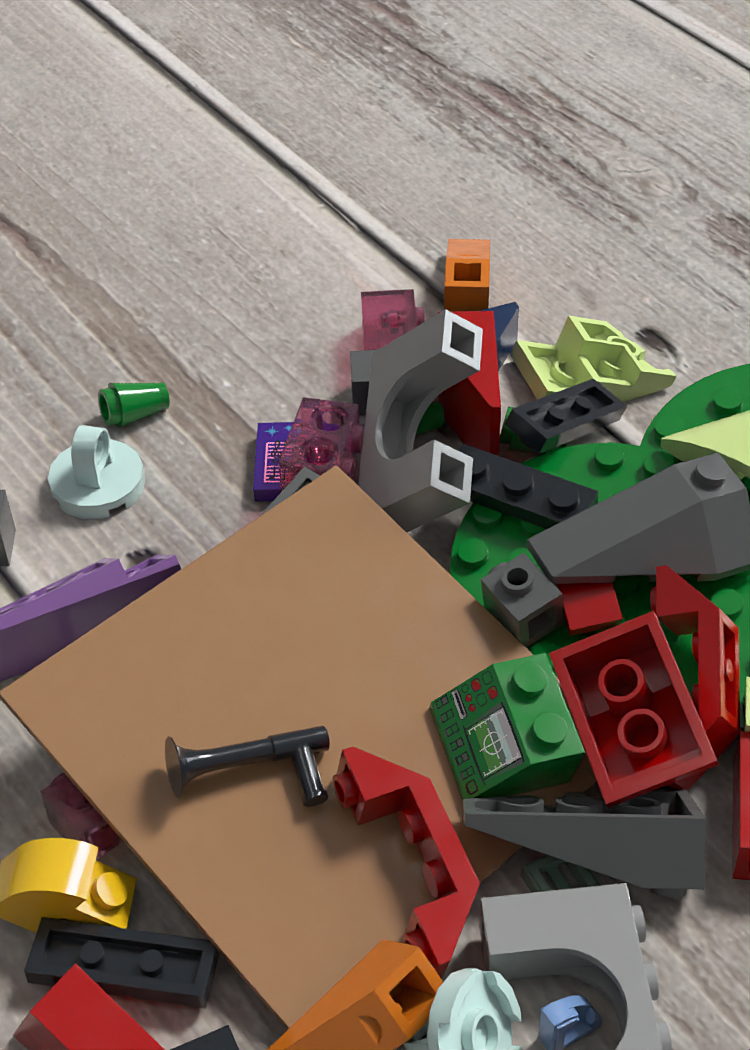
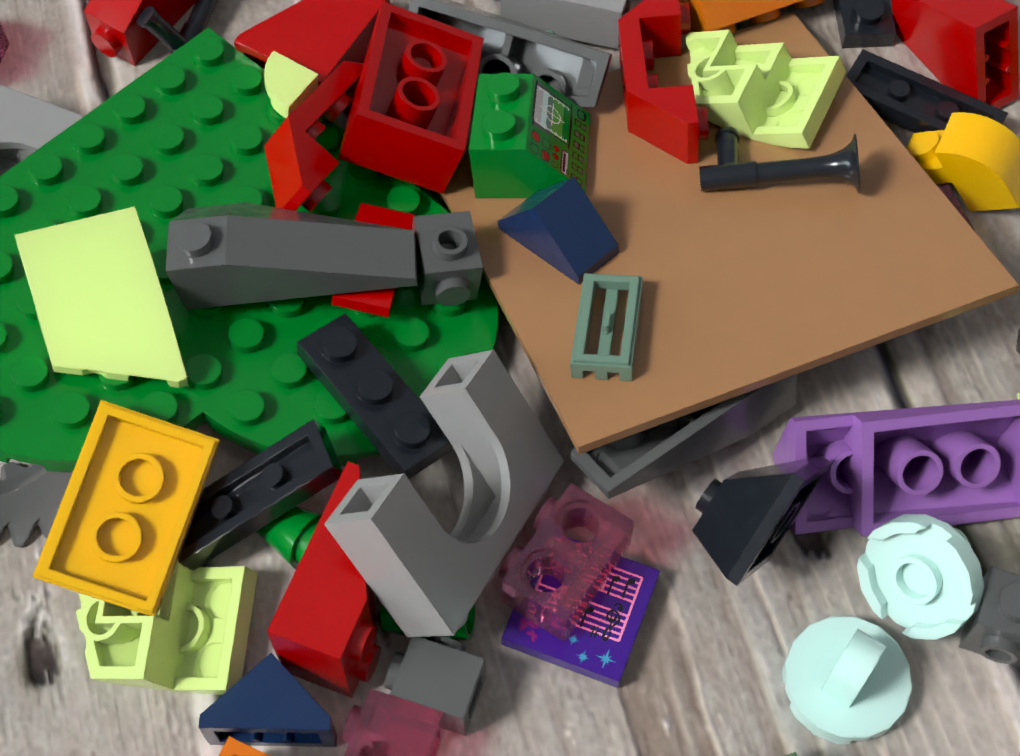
camera: 160 degrees left, 15 degrees up
(45, 533) = (921, 575): none -> light aqua tile
(185, 504) = (753, 512): none -> black slope
(304, 872) = (762, 88): none -> yellowish green slope
(360, 598) = (603, 361): none -> sand green tile
(436, 641) = (562, 229): none -> dark blue slope
(645, 374) = (127, 509): none -> yellow tile

